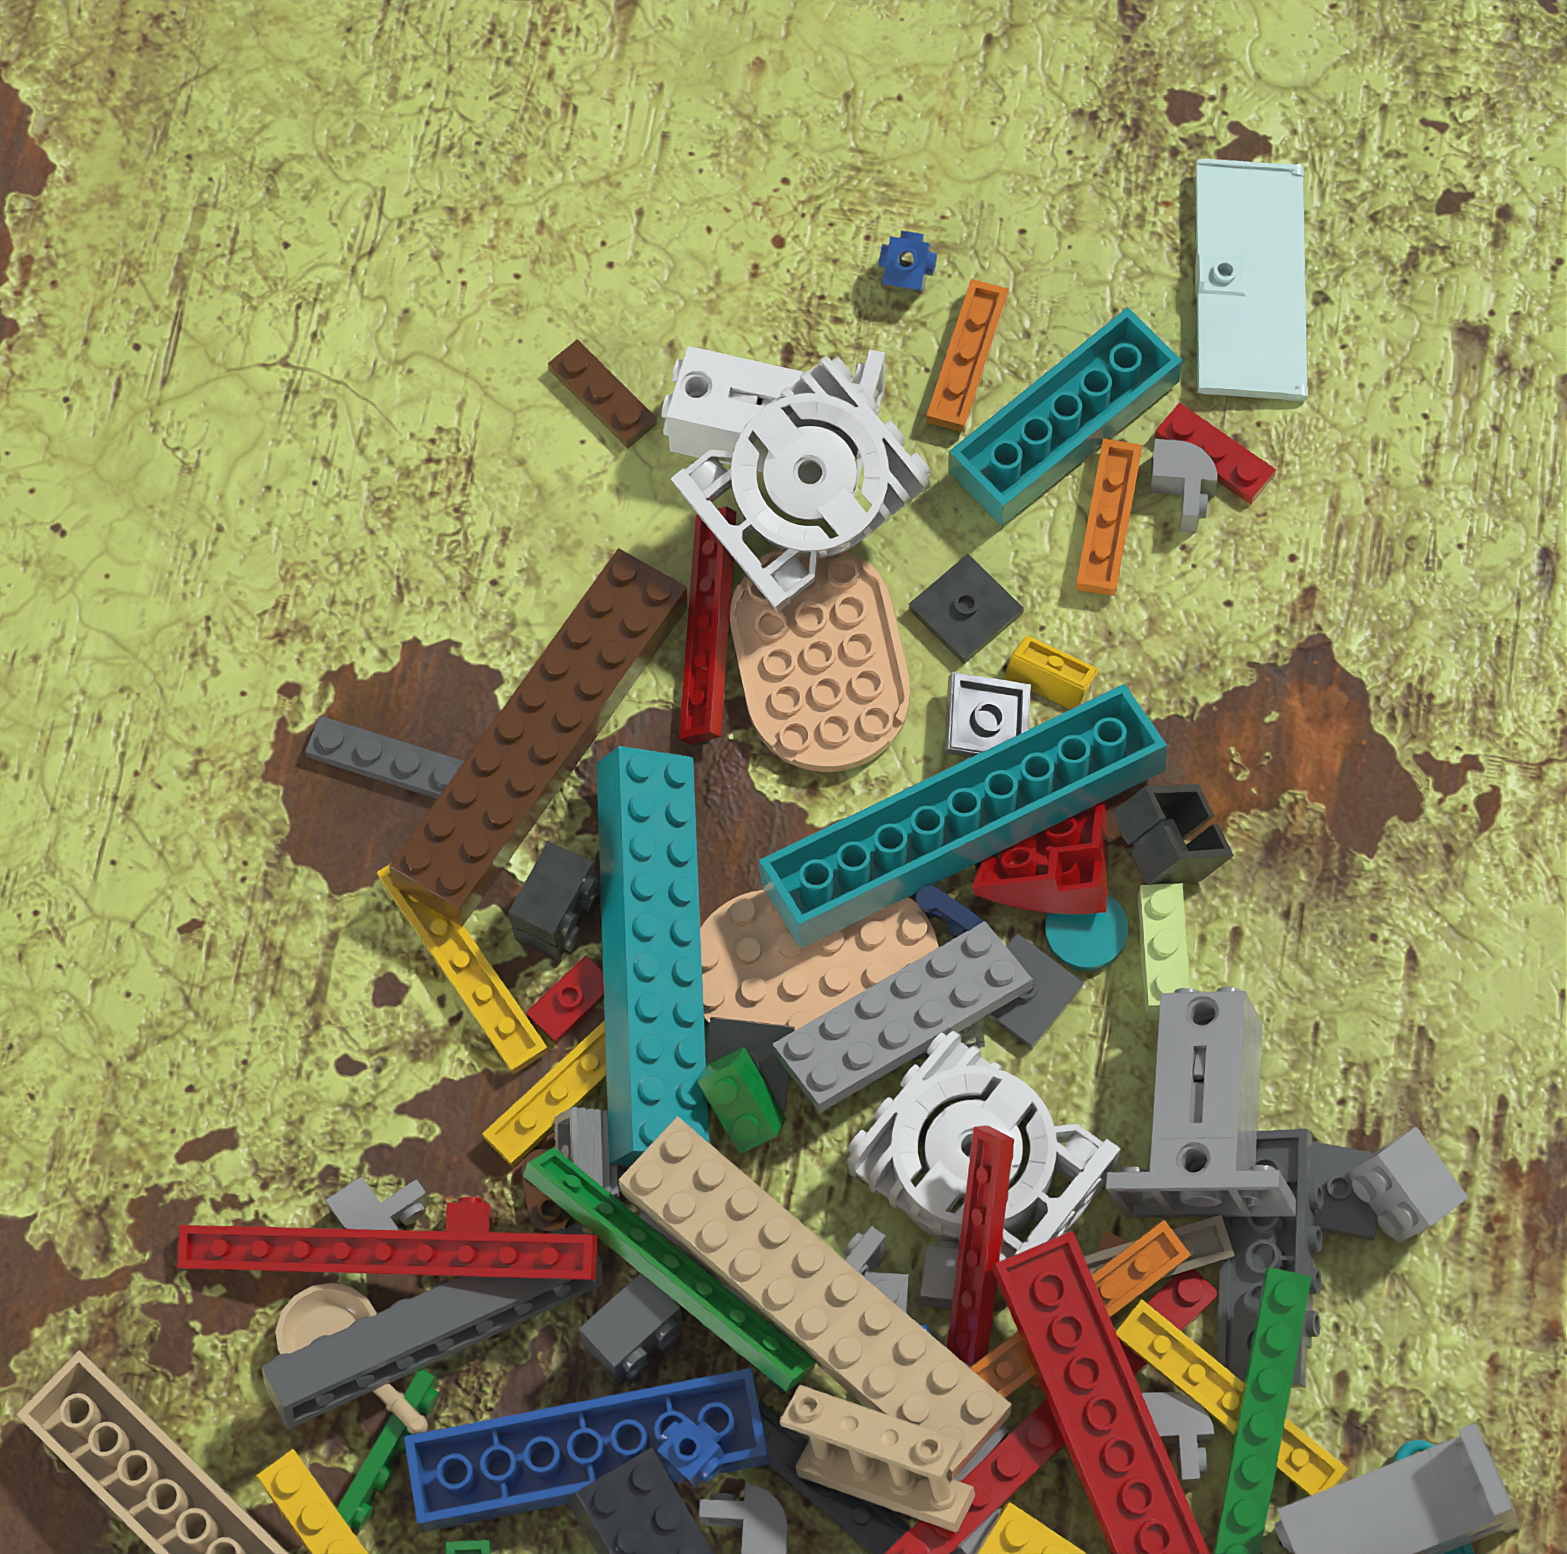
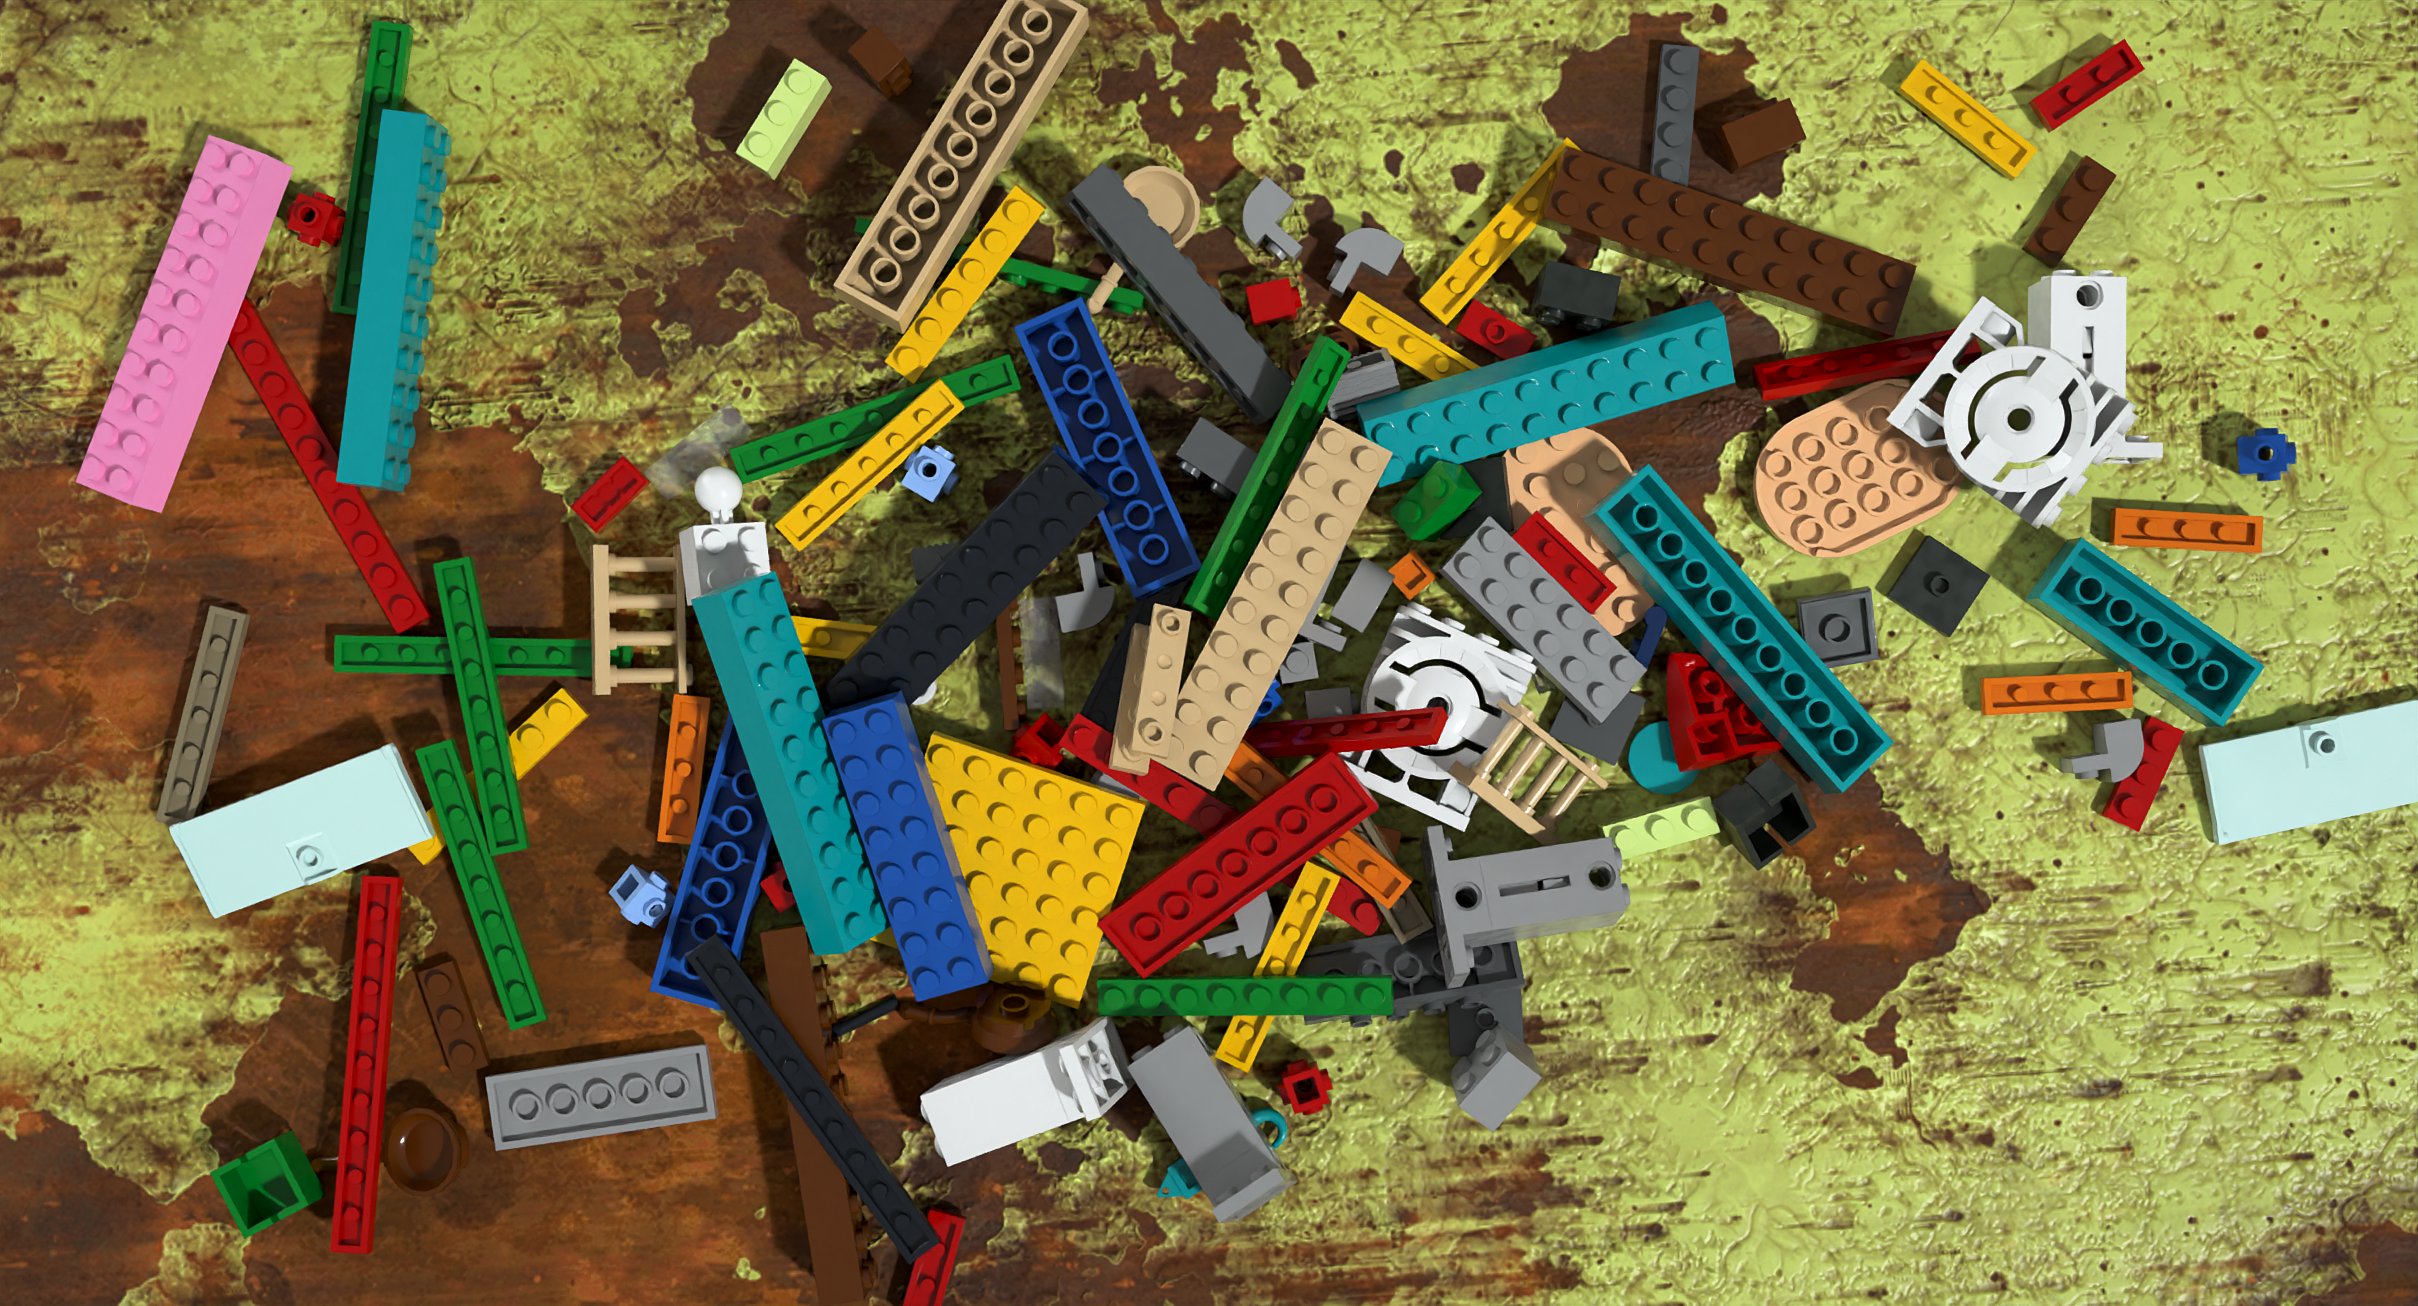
camera: 70 degrees right, 20 degrees up
(388, 1252) = (1231, 241): red plate -> none
(432, 674) = (1760, 134): none -> reddish brown brick
(440, 1112) = (1367, 249): none -> light grey brick
(475, 347) = (2086, 85): none -> red plate
(476, 469) = (1967, 119): none -> yellow plate
(702, 1463) = (1121, 549): blue brick -> none
(816, 1152) = (1411, 575): none -> orange plate
(825, 1202) = (1362, 594): none -> light grey brick
(843, 978) = (1564, 562): none -> red plate
(1051, 672) = (1895, 674): yellow slope -> none
(1087, 1104) = (1500, 793): none -> tan fence
(1386, 1393) = (1308, 1100): none -> red brick

